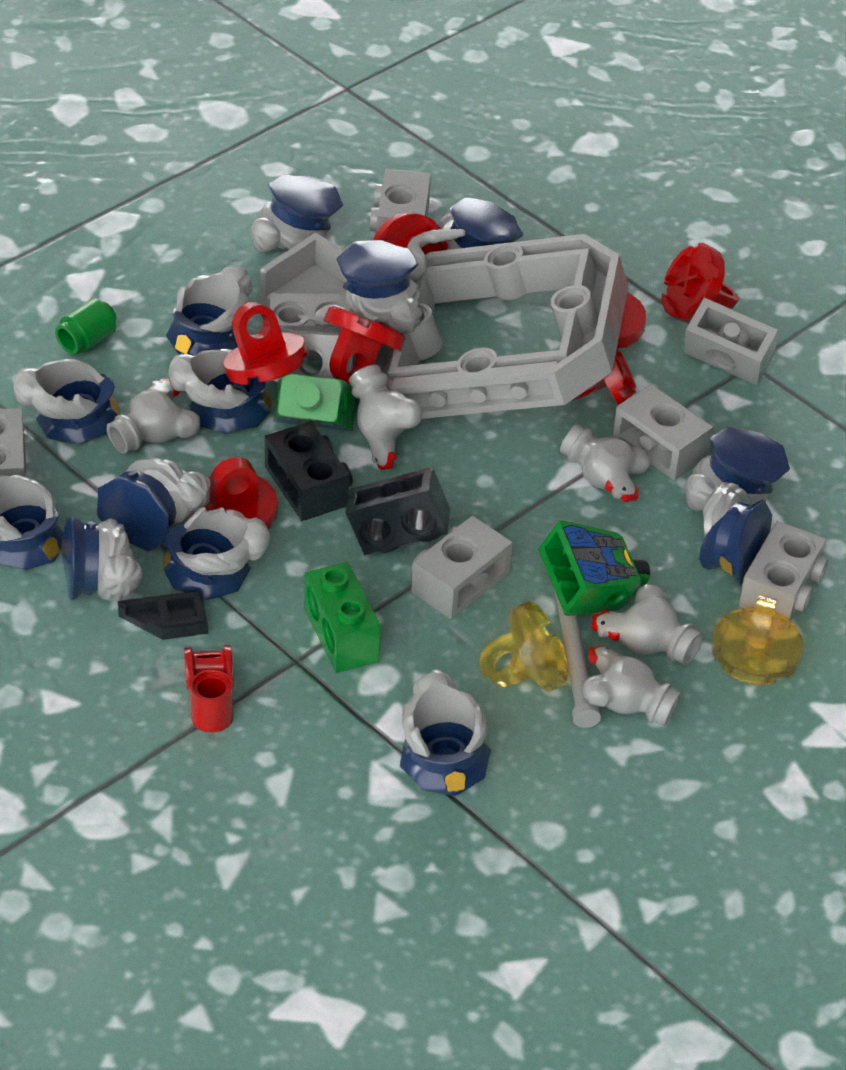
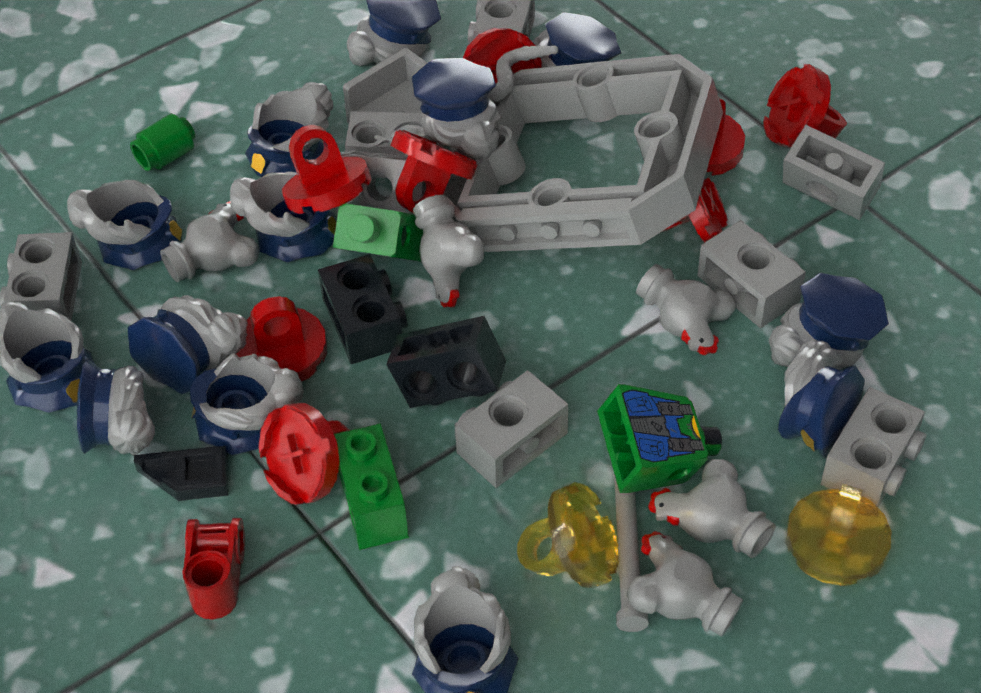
camera: 10 degrees right, 5 degrees up
(276, 590) = (300, 452): none -> red tile

